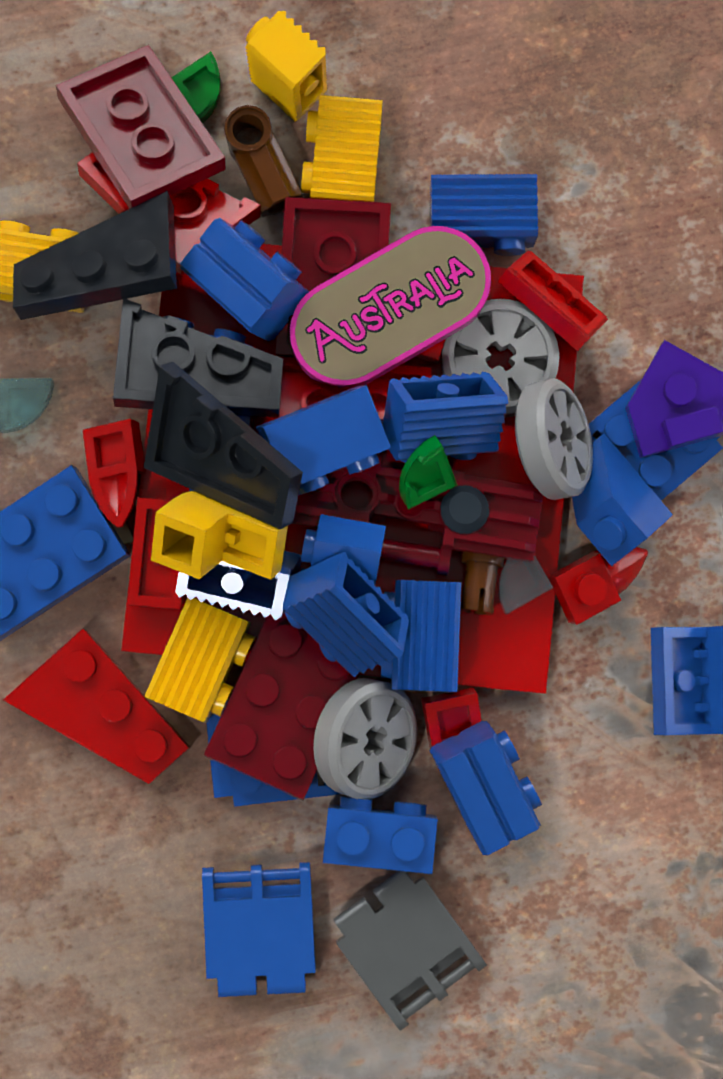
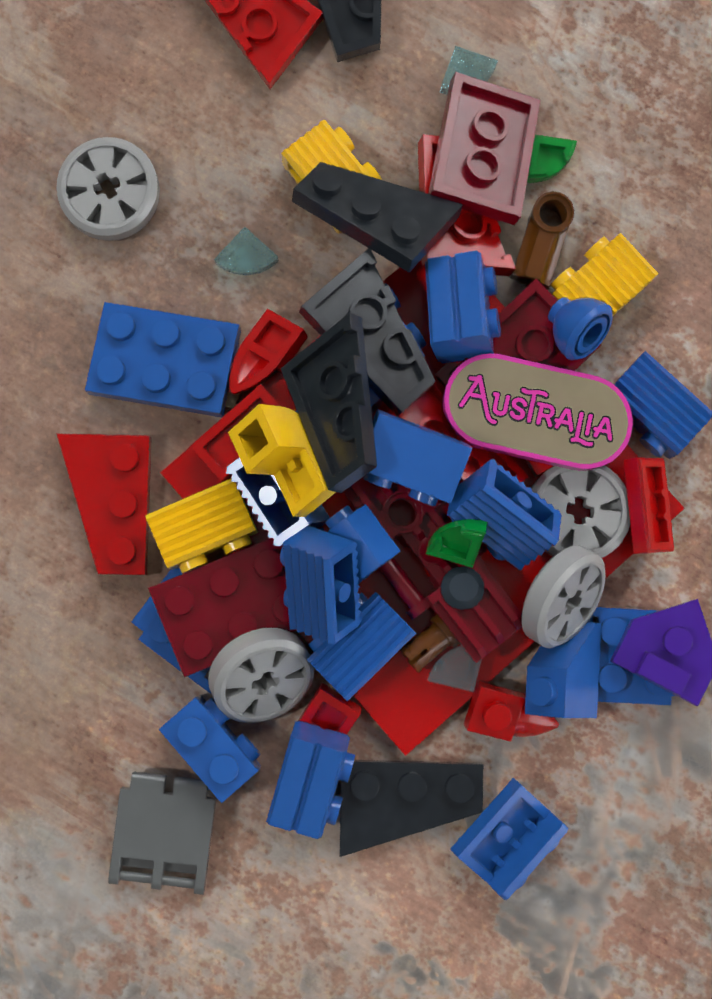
camera: 40 degrees right, 0 degrees up
(59, 69) = (468, 64): none -> clear light blue tile
(259, 930) = (79, 733): blue plate -> none
(286, 64) = (617, 193): yellow brick -> none
(358, 202) = (580, 325): none -> blue brick
(578, 728) = (405, 798): none -> black wing

